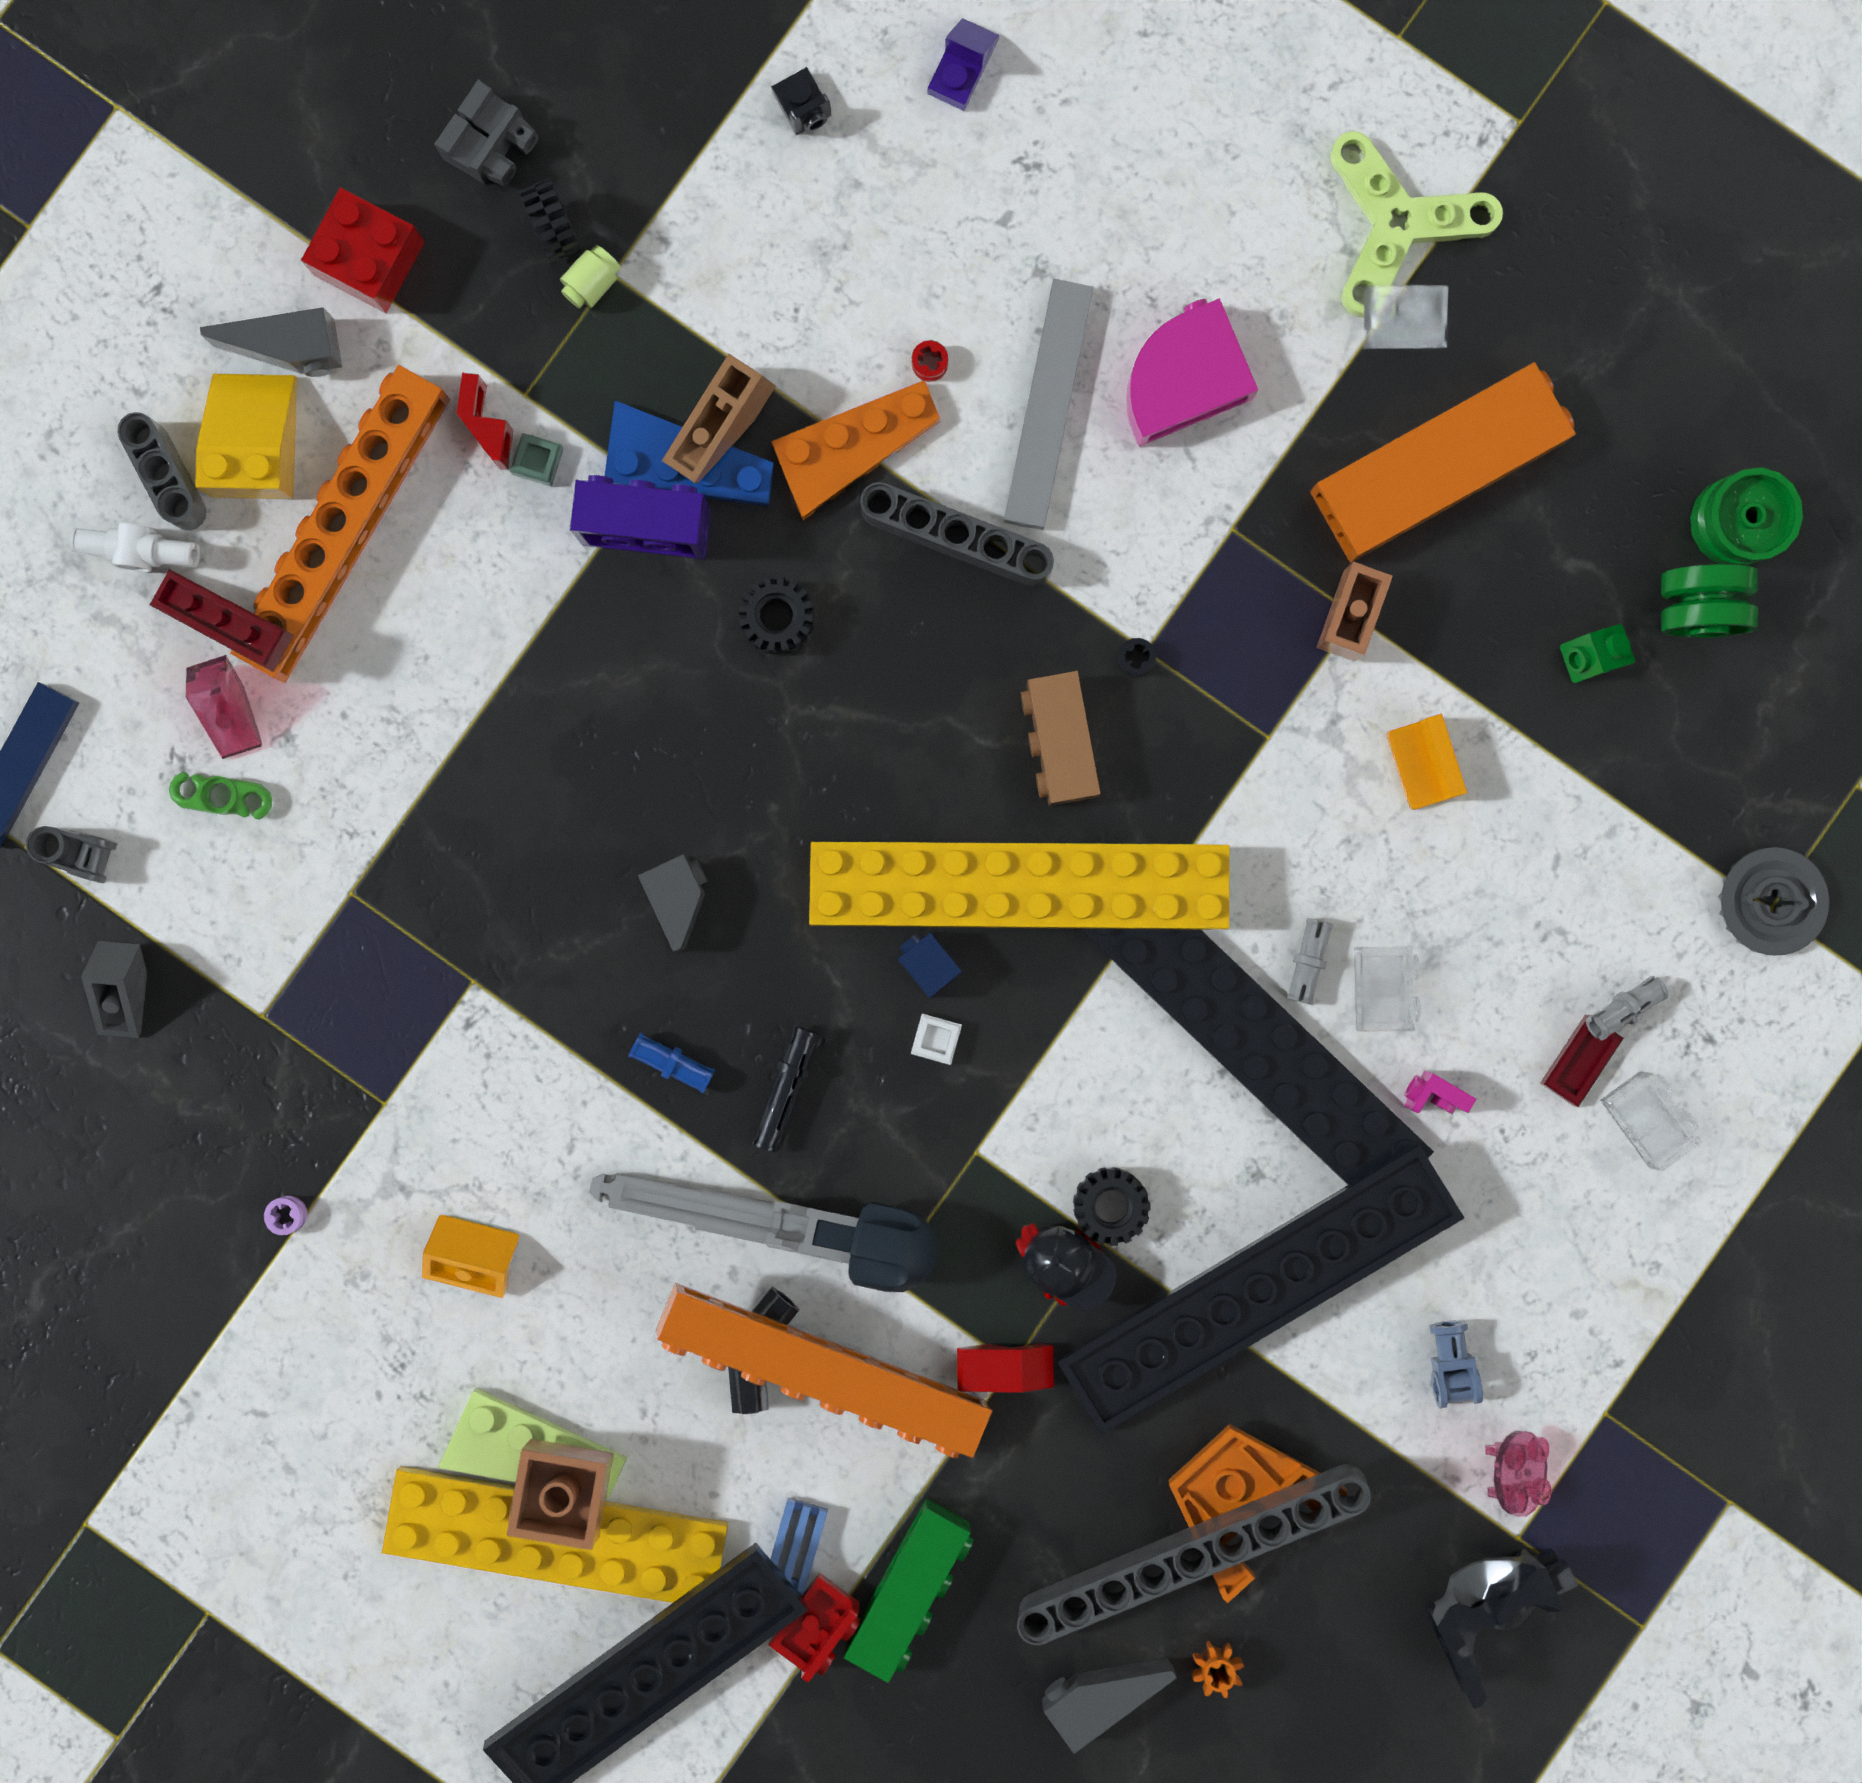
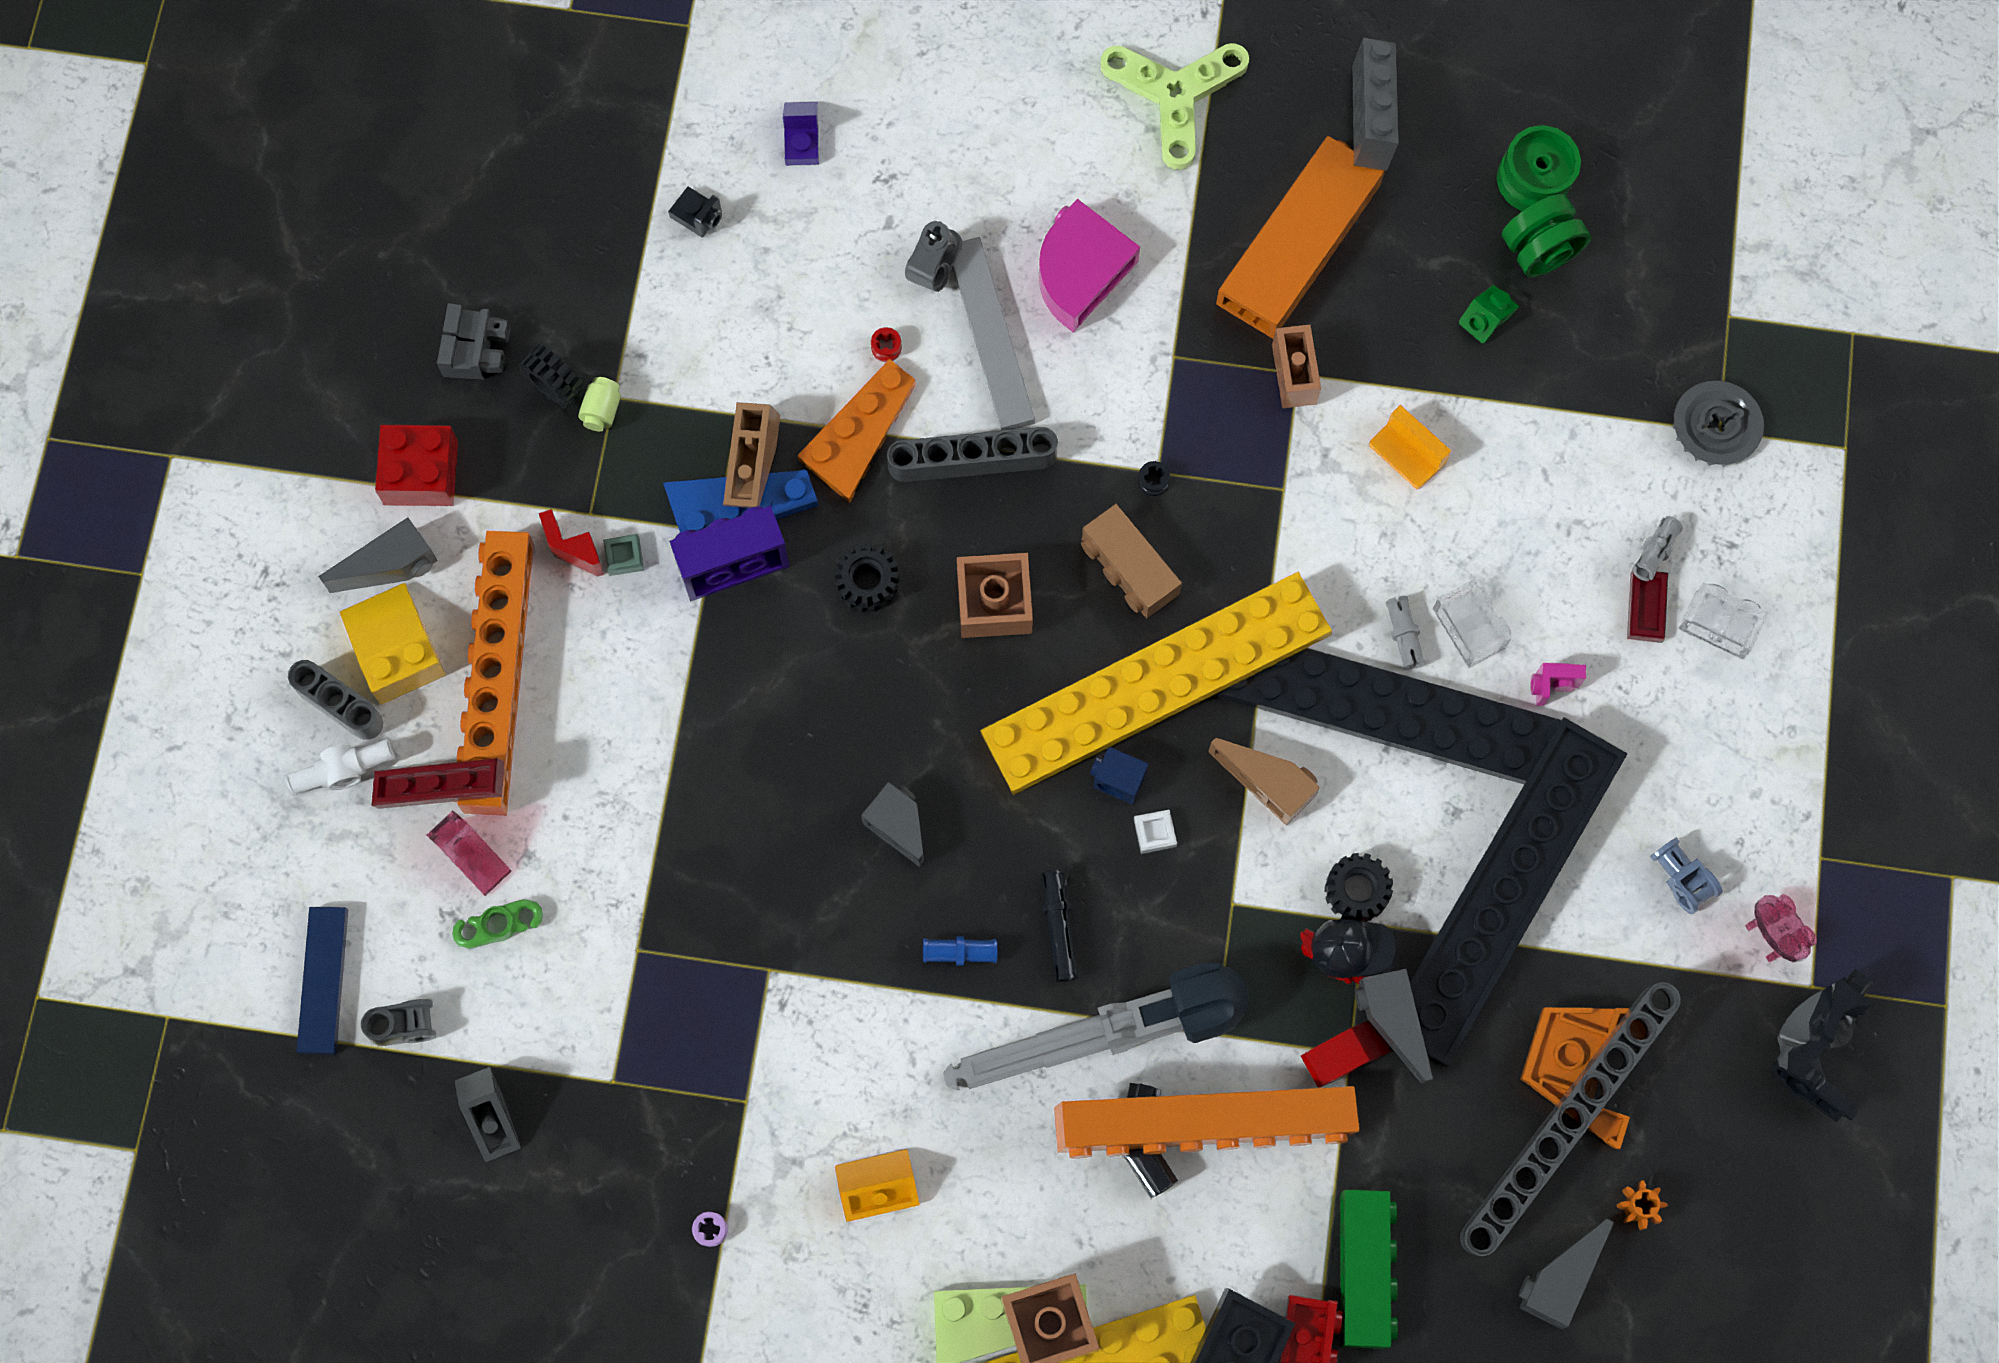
camera: 25 degrees left, 15 degrees down
(806, 1509) = (1270, 1272): medium blue tile -> none
(897, 705) = (994, 595): none -> nougat brick
(1028, 288) = (933, 259): none -> dark grey piece
(1071, 1357) = (1393, 1013): none -> dark grey slope
(1085, 1053) = (1272, 780): none -> medium nougat slope
(1405, 316) = (1217, 150): clear plate -> none
(1607, 351) = (1375, 104): none -> dark grey brick

